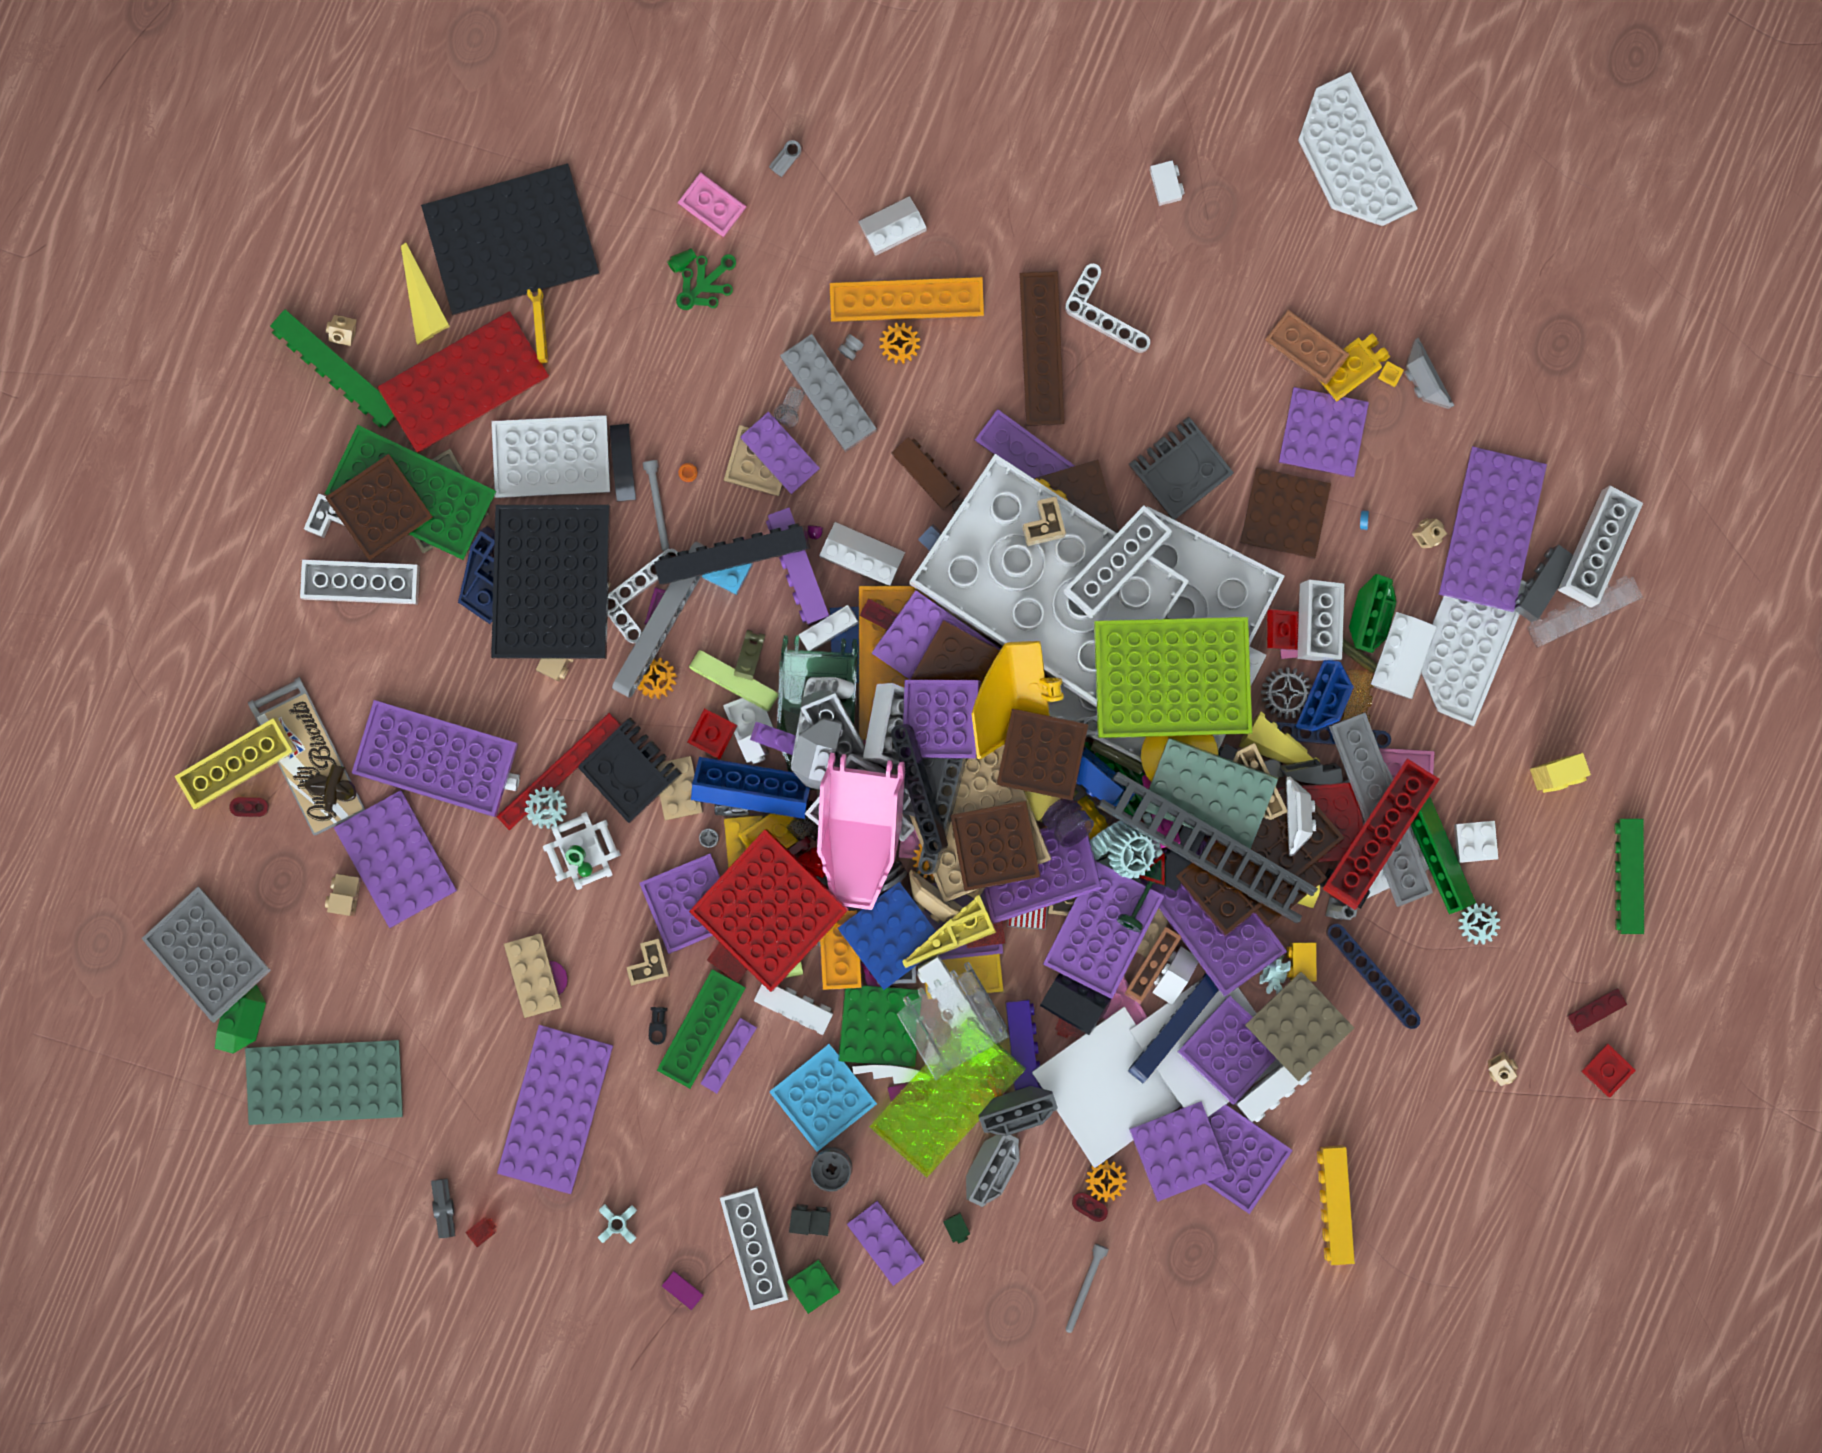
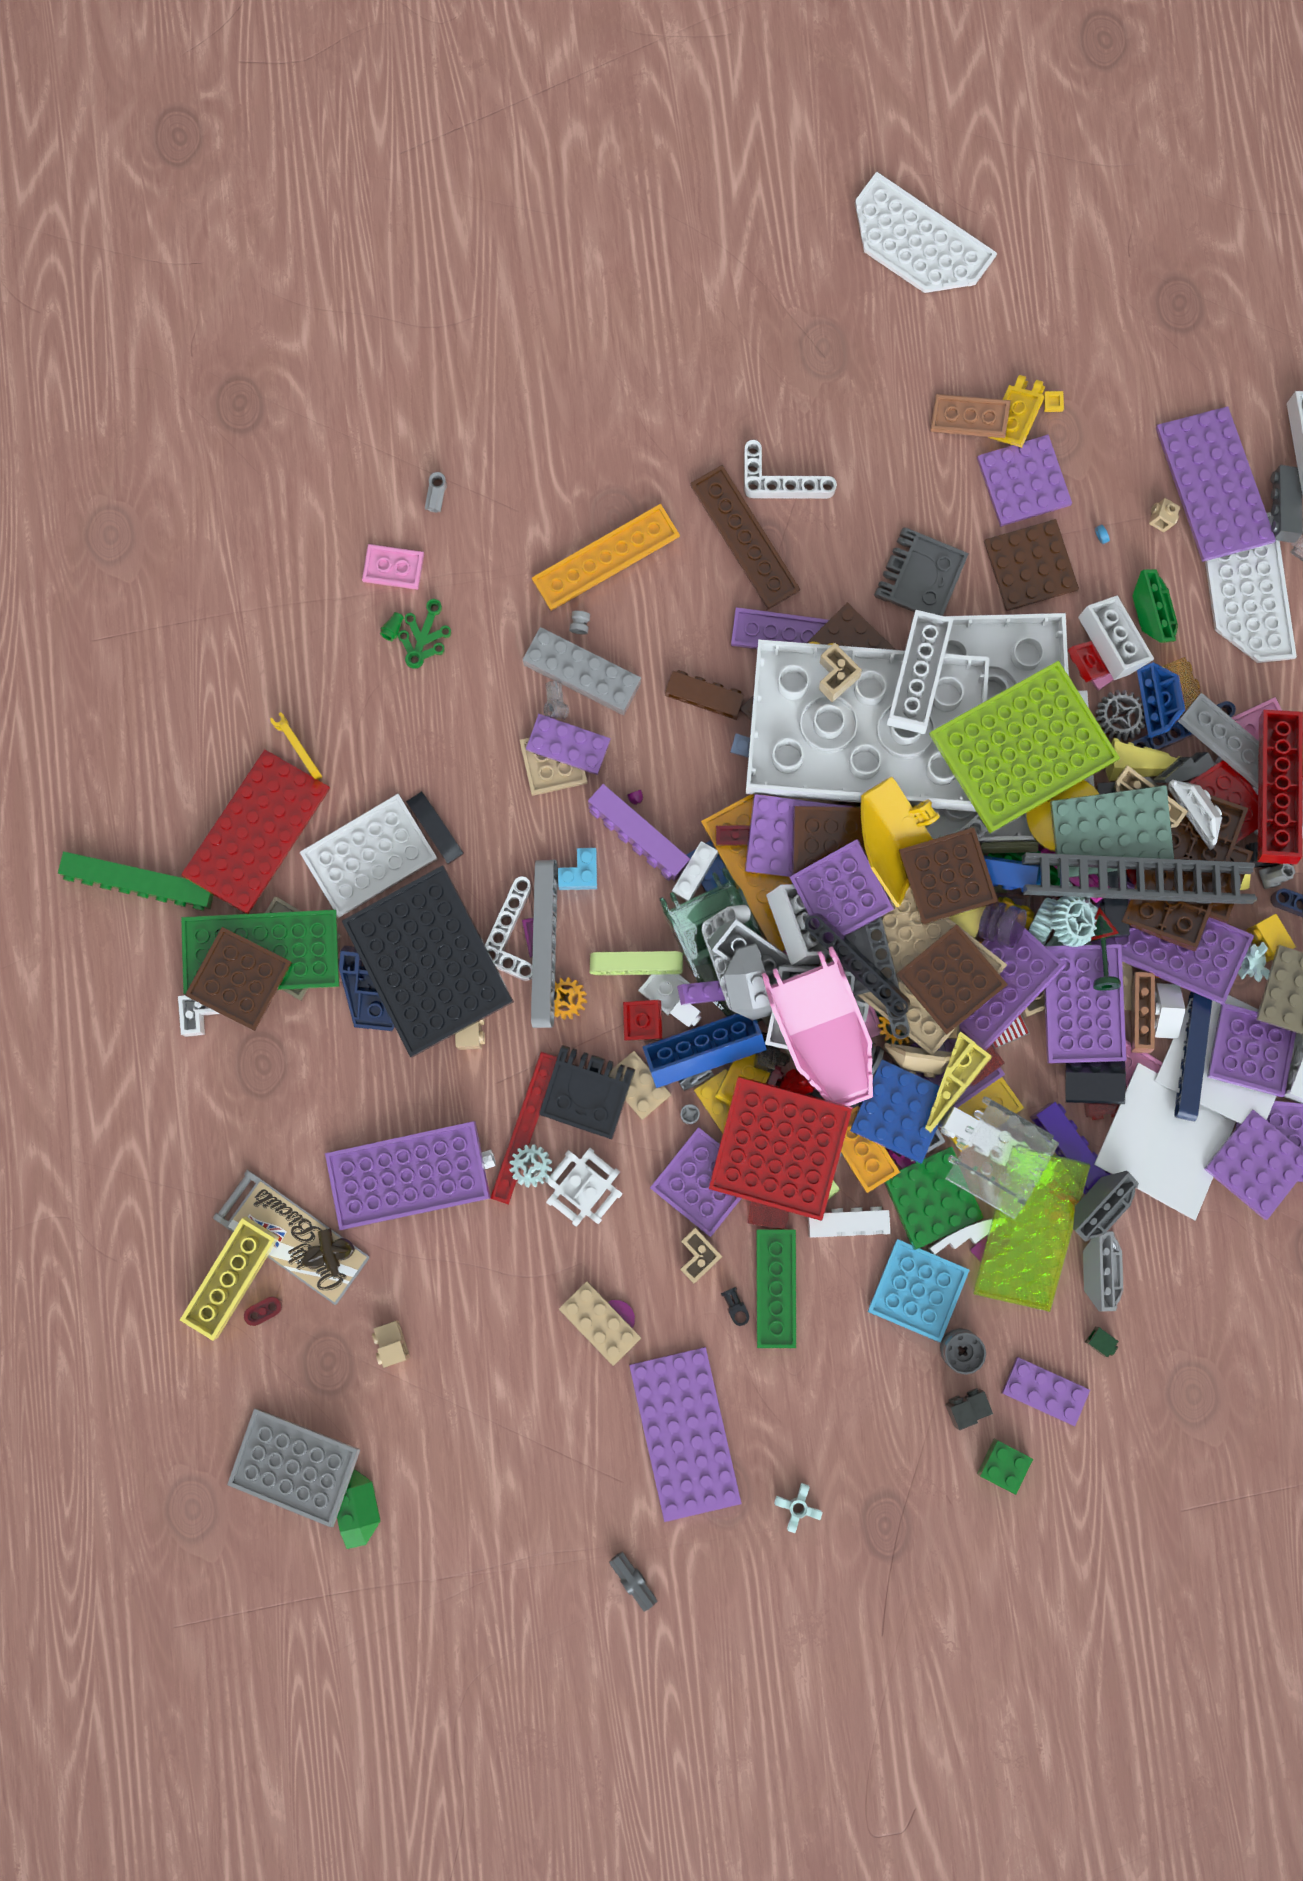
camera: 30 degrees left, 5 degrees down
(324, 1082) = (463, 1525): sand green plate -> none
(341, 330) = (124, 843): tan brick -> none
(359, 582) = (256, 1055): white brick -> none
(395, 859) = (420, 1286): medium lavender plate -> none
(425, 310) = (189, 787): light yellow wedge -> none
(481, 1231) = (679, 1583): clear red brick -> none
(510, 239) = (230, 688): black plate -> none
(584, 868) = (594, 1201): green plate -> none
(651, 469) = (462, 818): light grey piece -> none
(682, 1290) = (889, 1536): magenta tile -> none
(687, 472) = (496, 805): orange plate -> none
(728, 1055) = (813, 1299): medium lavender plate -> none
(732, 555) = (575, 851): black brick -> none
(749, 655) = (638, 933): olive plate -> none
(754, 1248) = (933, 1461): white brick -> none
(862, 554) = (687, 794): white slope -> none
(892, 226) = (560, 501): white slope -> none
(901, 351) = (627, 590): light orange gear -> none
(1089, 1207) = (1207, 1258): dark red plate -> none
(1098, 1253) = (1239, 1295): light grey piece -> none
(1114, 1181) = (1213, 1232): light orange gear -> none
(1166, 182) = (773, 343): white brick -> none
(1359, 657) = (1166, 652): olive axle -> none
(1404, 655) = (1203, 629): white slope -> none
(1425, 378) = (1085, 388): light grey wedge -> none

